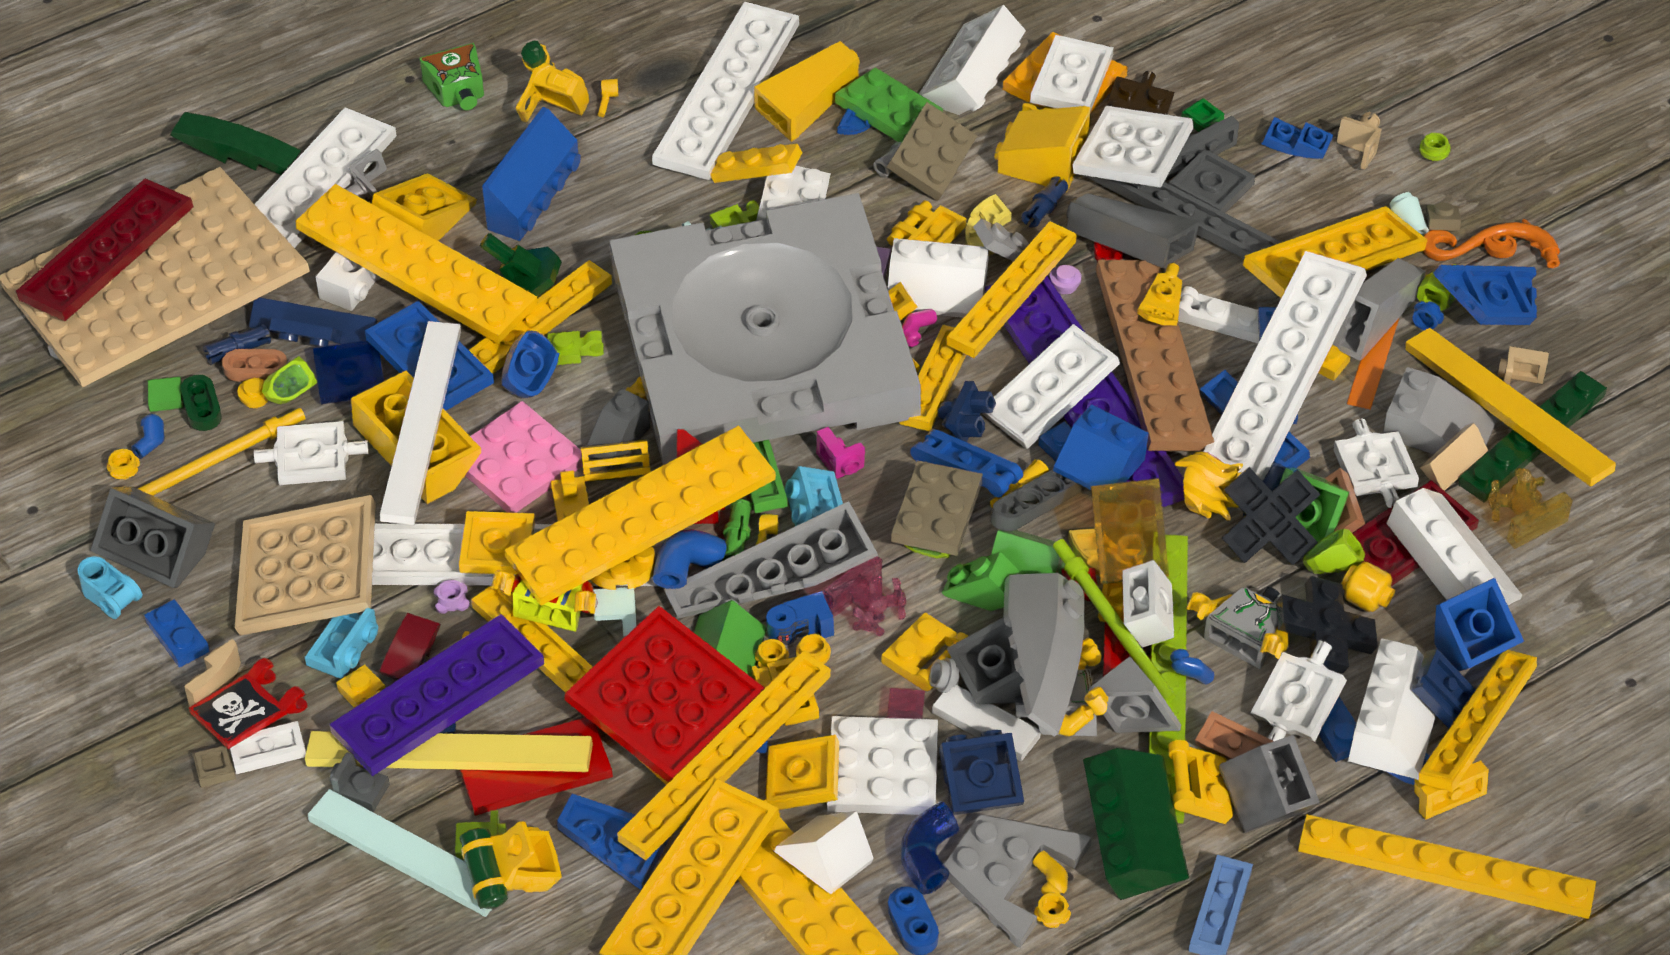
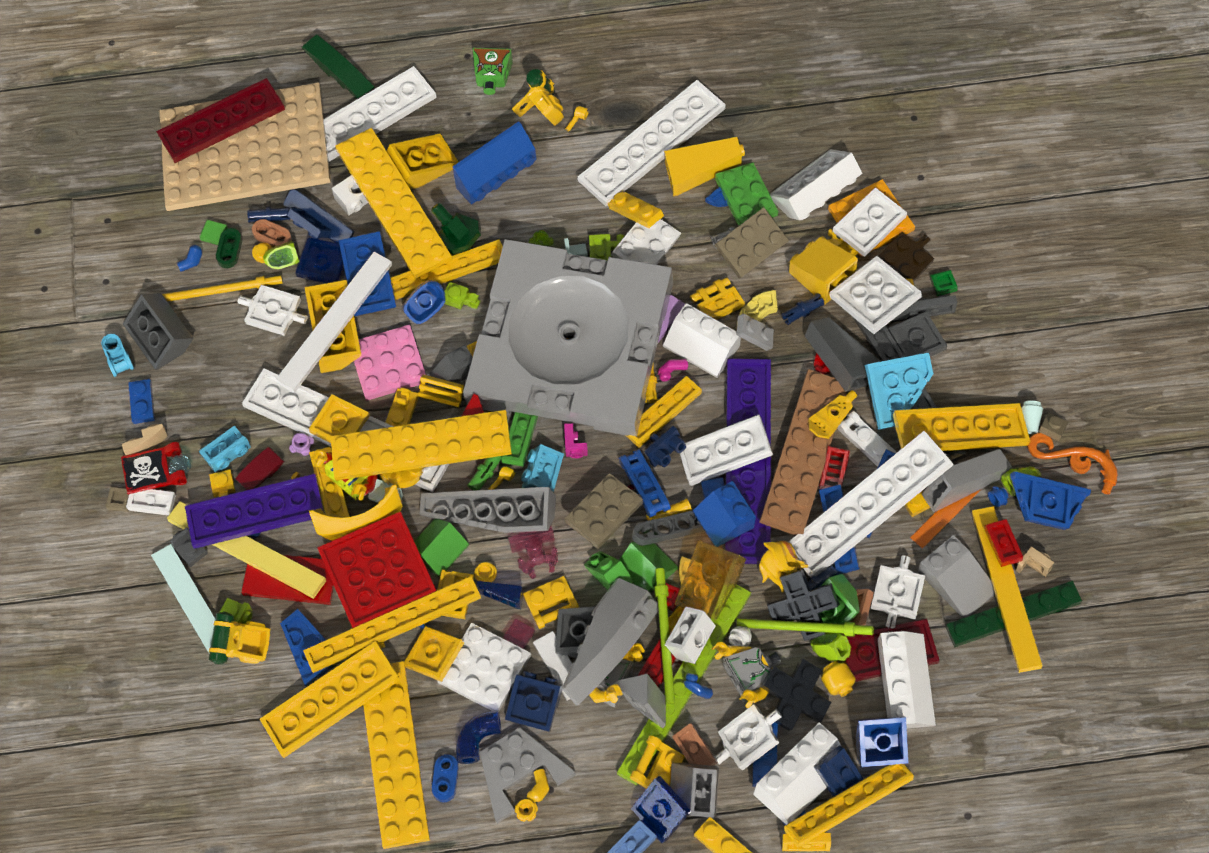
camera: 30 degrees right, 15 degrees up
(123, 464) = (166, 268): yellow plate -> none
(282, 681) = (179, 463): none -> clear light blue plate
(306, 565) = (228, 389): tan plate -> none
(362, 185) = (394, 130): light grey bracket -> none
(567, 663) = (334, 528): none -> yellow windscreen
(680, 551) = (435, 476): blue cylinder -> none
(768, 649) = (460, 560): yellow plate -> none
(800, 618) = (488, 547): blue leg -> none
(828, 849) = (417, 713): white slope -> none
(857, 663) = (504, 593): none -> clear blue slope
(902, 300) = (666, 349): yellow plate -> none
(944, 674) = (547, 626): light grey plate -> none
(1011, 289) = (739, 370): yellow plate -> none
(1065, 278) = (783, 371): lavender plate -> none
(1135, 821) = (601, 776): dark green slope -> none
(1206, 339) = (832, 451): none -> red slope
(1209, 586) = (740, 636): none -> white plate
(1225, 232) = (897, 385): none -> medium azure plate
(1240, 825) = (661, 809): none -> clear blue plate
(1307, 143) = (994, 327): blue slope -> none
(1348, 517) = (847, 629): none -> lime bar
(1361, 136) = (1037, 343): tan bracket -> none
(1435, 147) = (1084, 365): lime plate -> none
(1455, 456) = (949, 610): tan slope -> none
(1474, 354) = (1003, 543): none -> red plate
(1532, 516) = (975, 674): clear yellow piece -> none

